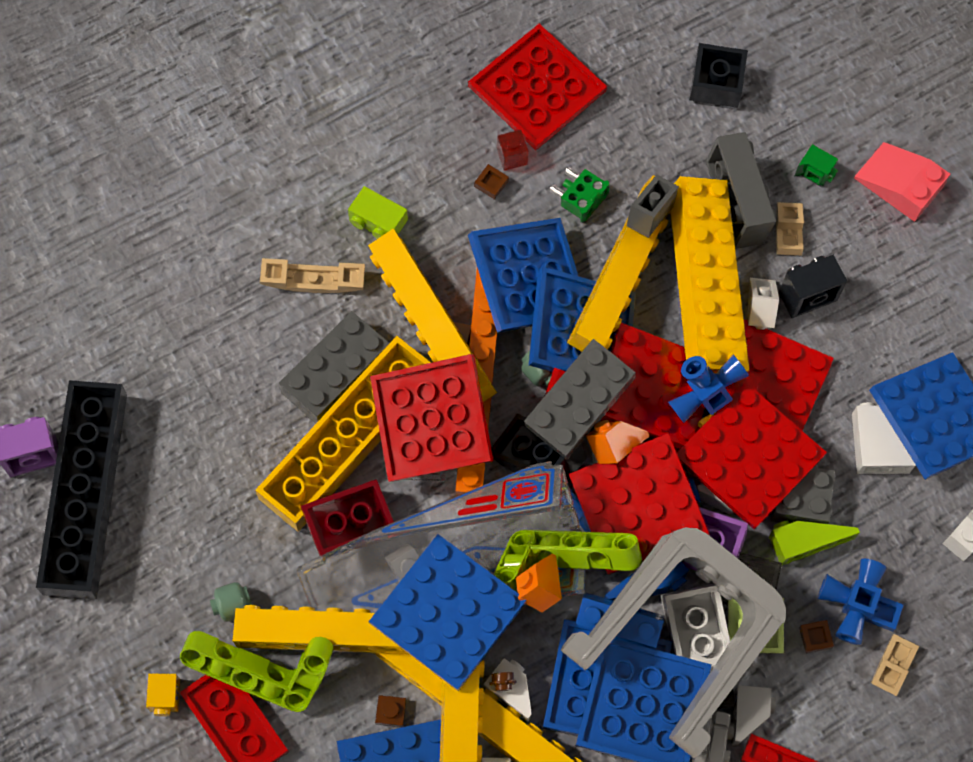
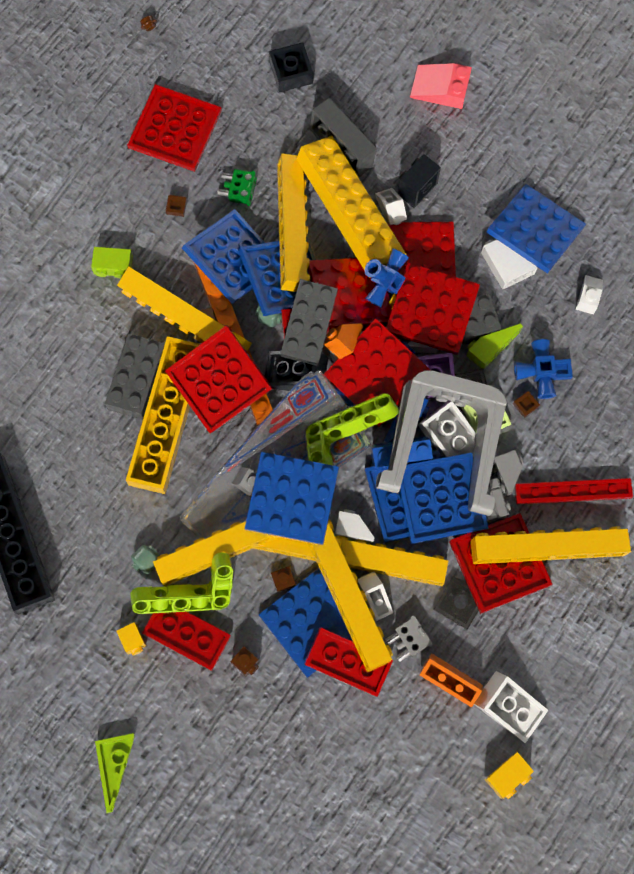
camera: 25 degrees left, 5 degrees up
(312, 278) = (89, 324): tan slope -> none
(346, 516) = (194, 469): dark red slope -> none
(503, 681) = (347, 525): reddish brown plate -> none
(512, 150) = (180, 178): clear red brick -> none
(540, 584) = (342, 453): orange slope -> none
(652, 206) = (293, 174): dark grey brick -> none
(789, 229) = (385, 151): tan slope -> none
(817, 166) = (384, 99): green window -> none
(894, 664) = (582, 399): tan slope -> none

